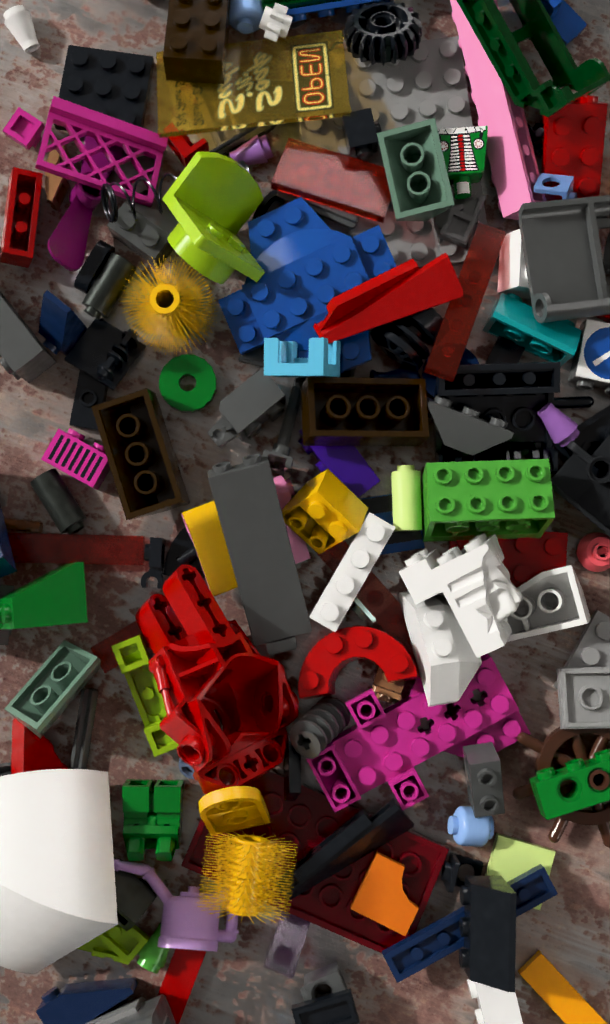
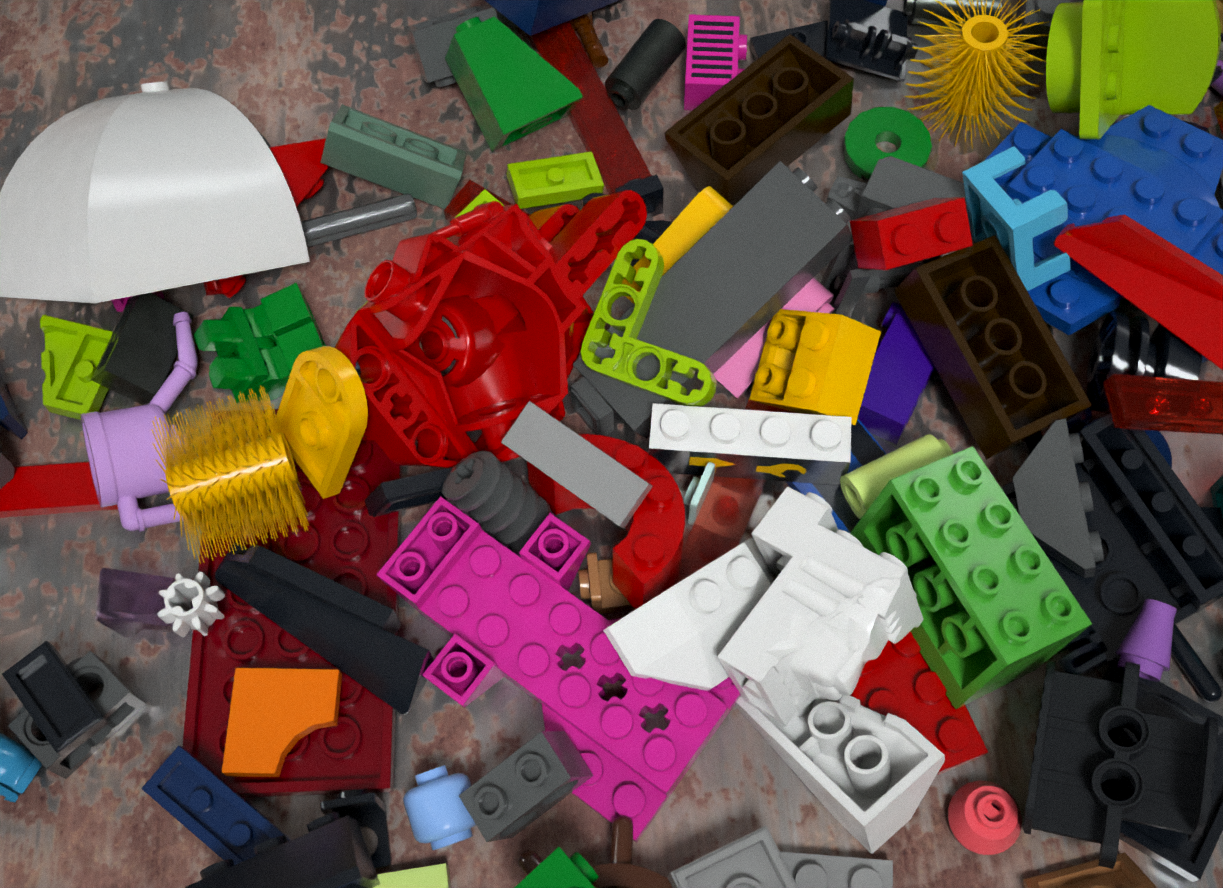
camera: 70 degrees right, 20 degrees down
(116, 596) = (554, 179): none -> lime plate
(151, 956) = (63, 434): bright green cone -> none
(268, 613) = (629, 349): none -> lime beam
(286, 425) = (911, 233): none -> red brick
(304, 930) = (179, 609): none -> white gear
(328, 678) = (577, 464): none -> light grey tile

